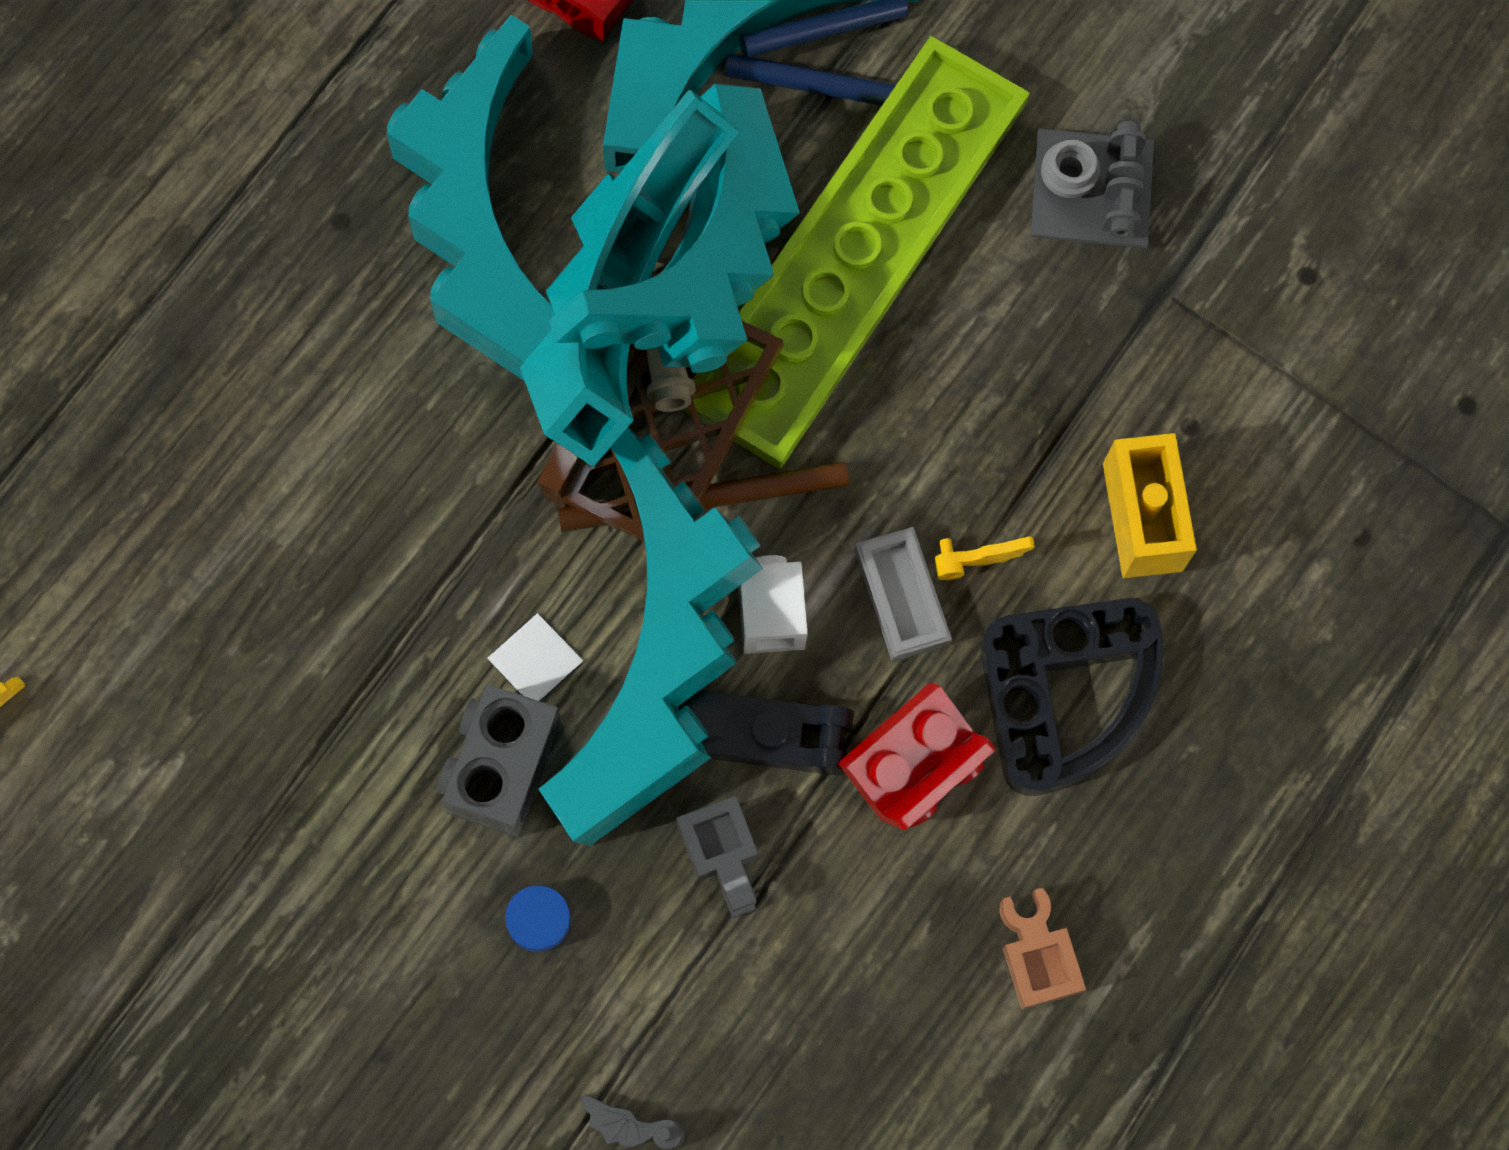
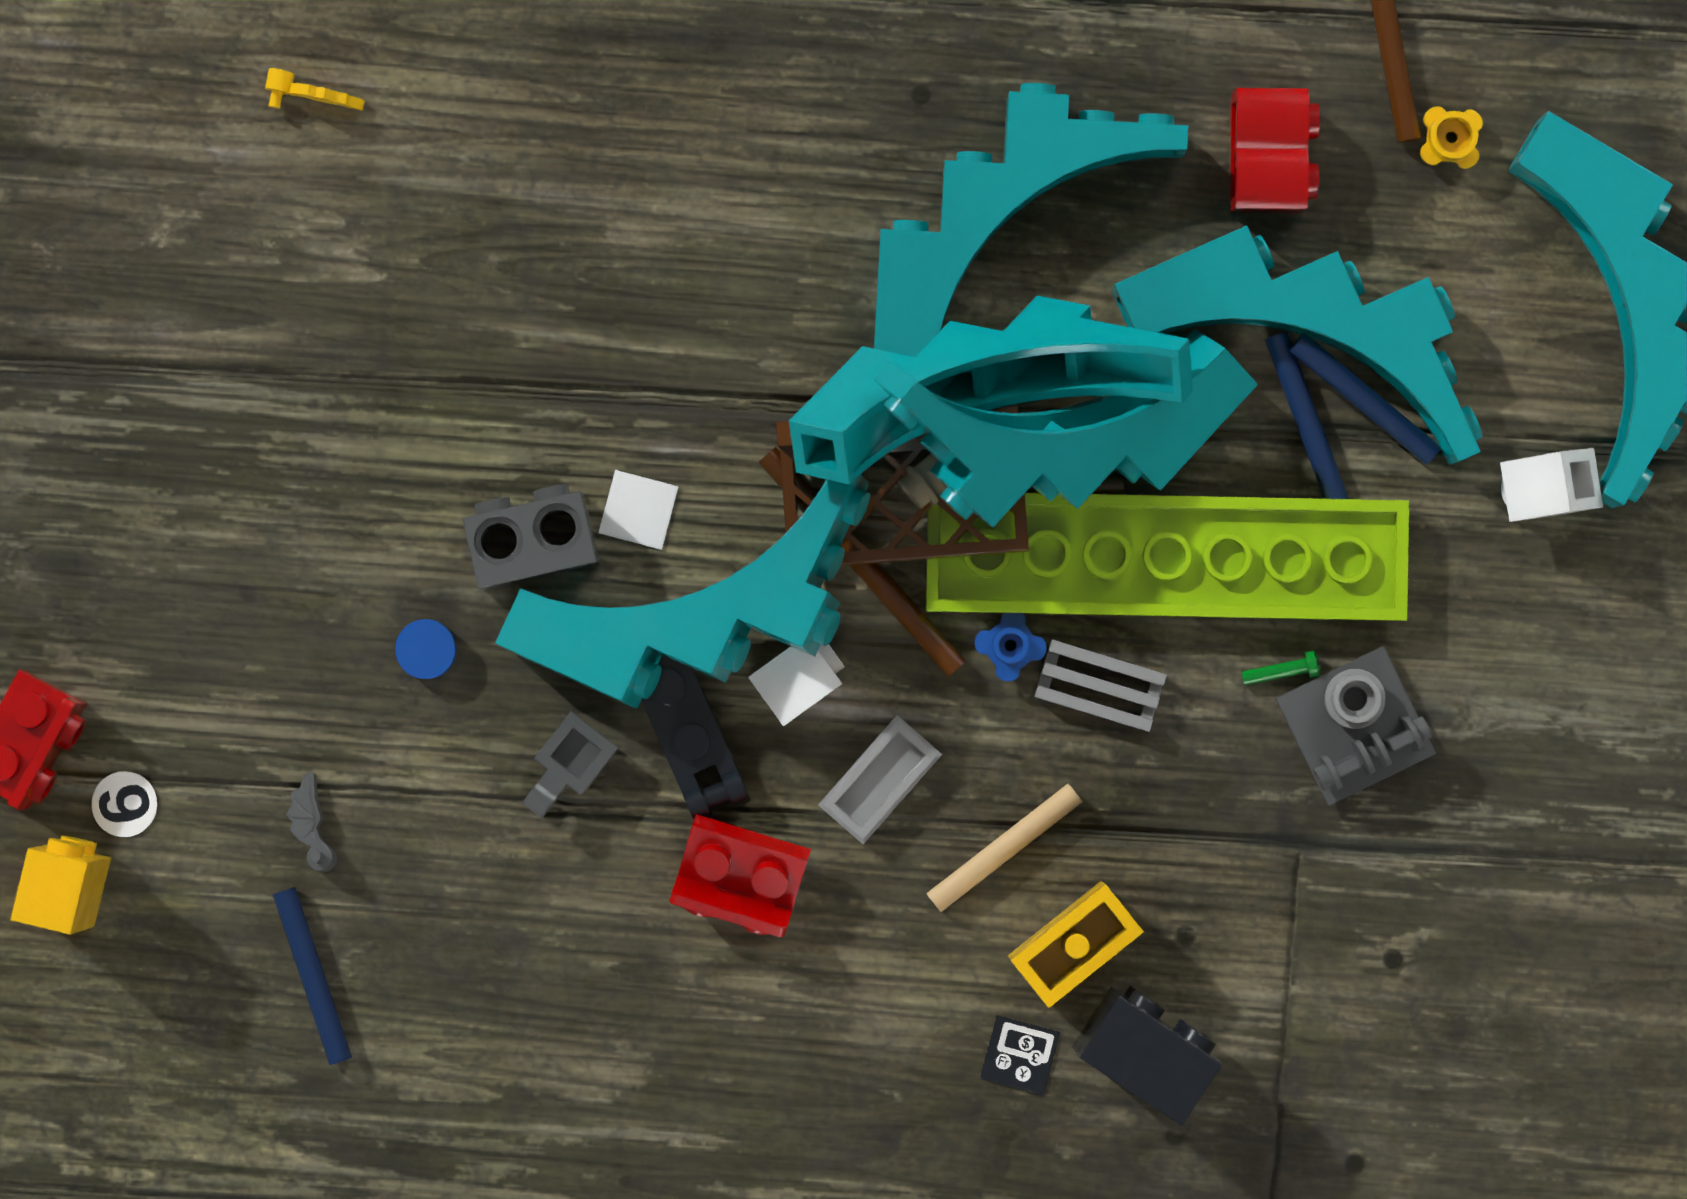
camera: 65 degrees right, 15 degrees up
(845, 431) = (1010, 662): none -> blue plate
(950, 564) = (930, 805): yellow piece -> none
(968, 335) = (1148, 700): none -> light grey tile
(1018, 195) = (1283, 670): none -> green piece
(1025, 523) = (1004, 847): none -> tan bar
(1041, 961) = (637, 1072): nougat plate -> none
(1043, 655) = (898, 927): black beam -> none
(1216, 622) = (1020, 1055): none -> black sticker
(1283, 497) = (1148, 1055): none -> black brick

